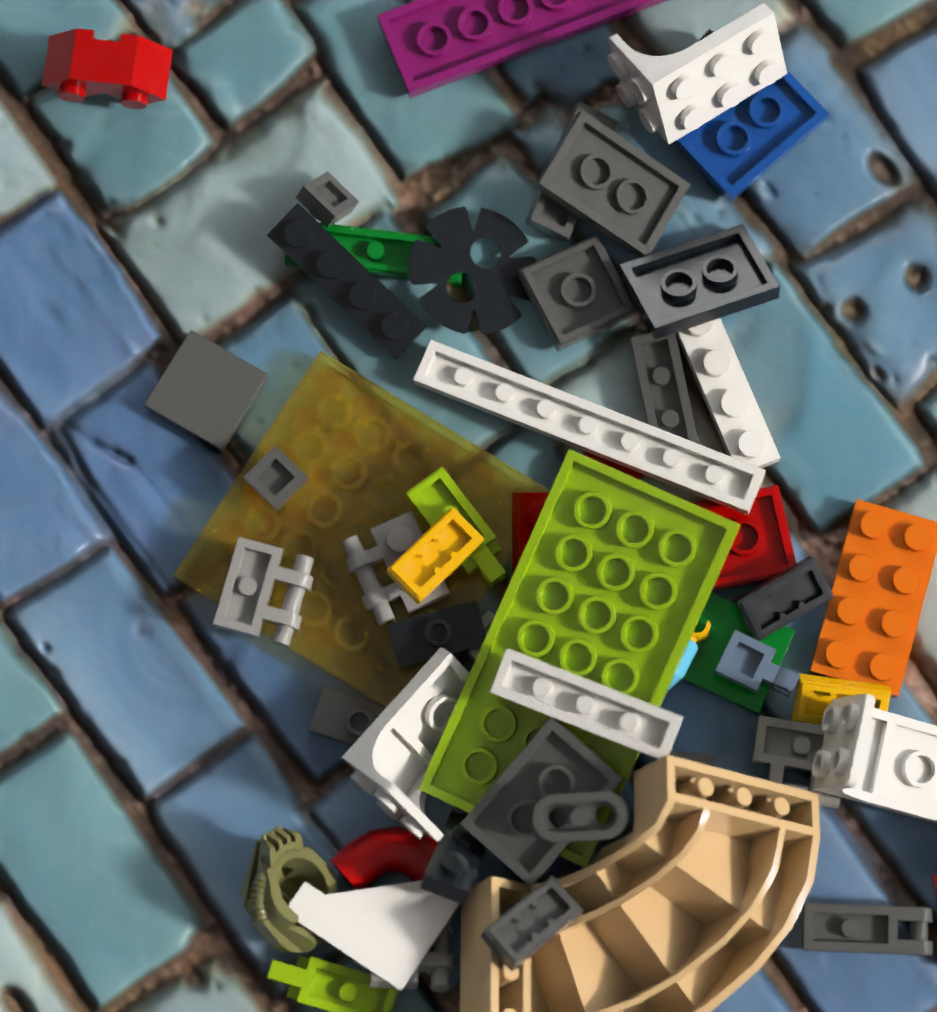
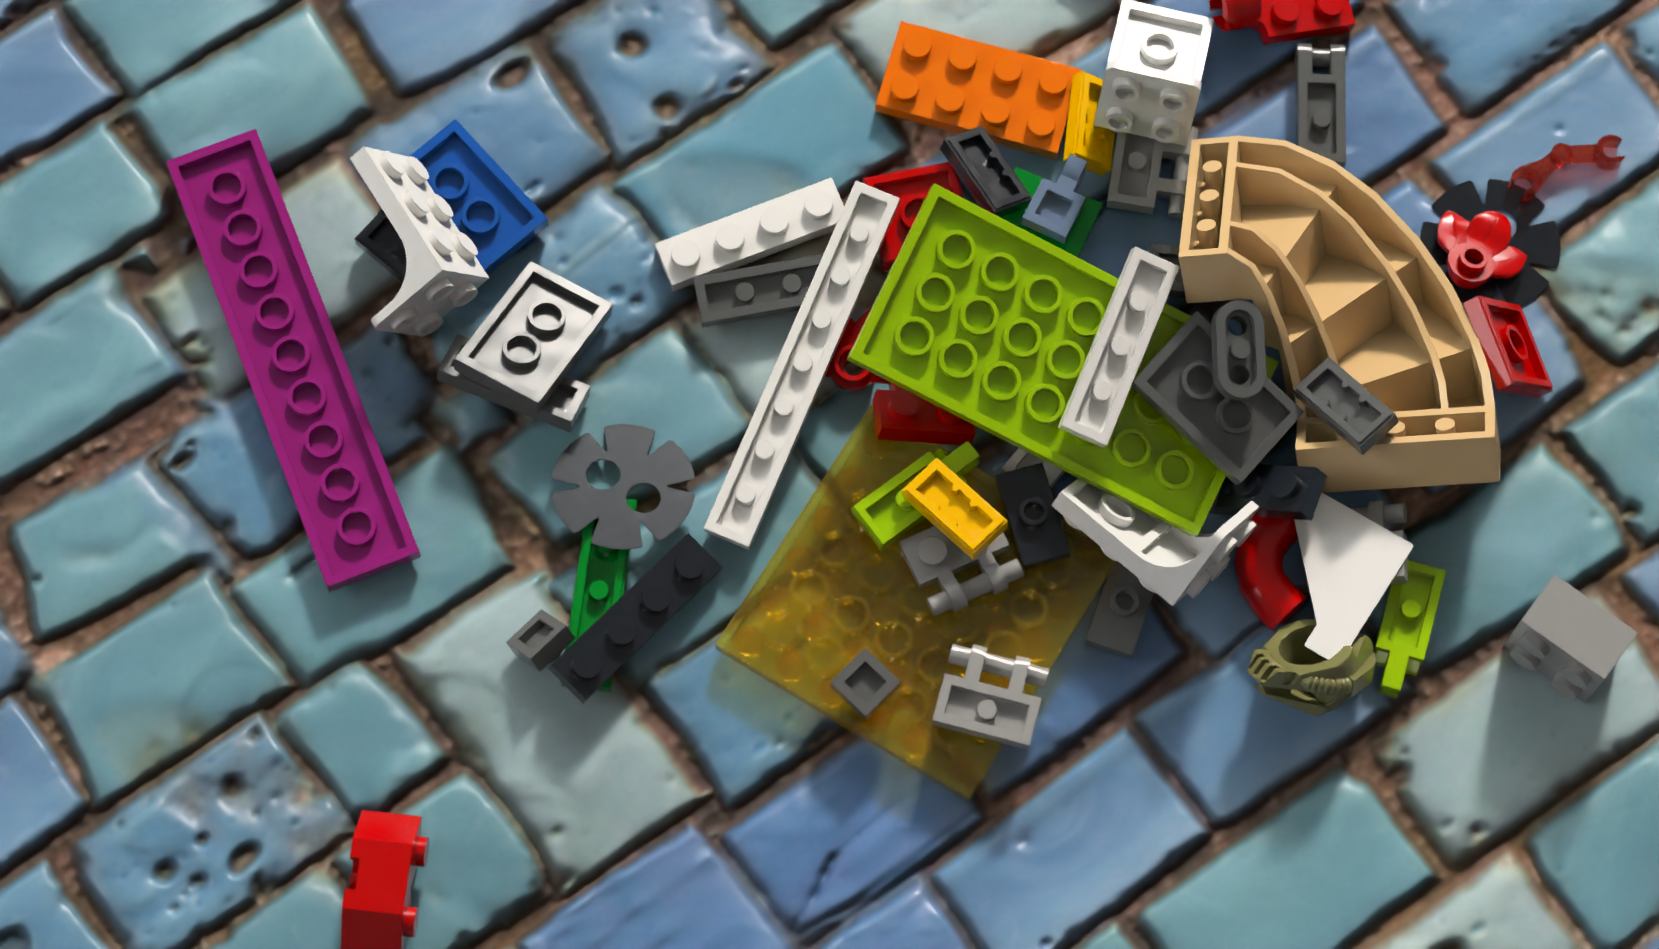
camera: 90 degrees left, 5 degrees down
(206, 391) = (756, 771): dark grey tile -> none
(577, 292) = (648, 380): dark grey tile -> none
(699, 281) = (643, 250): black plate -> none

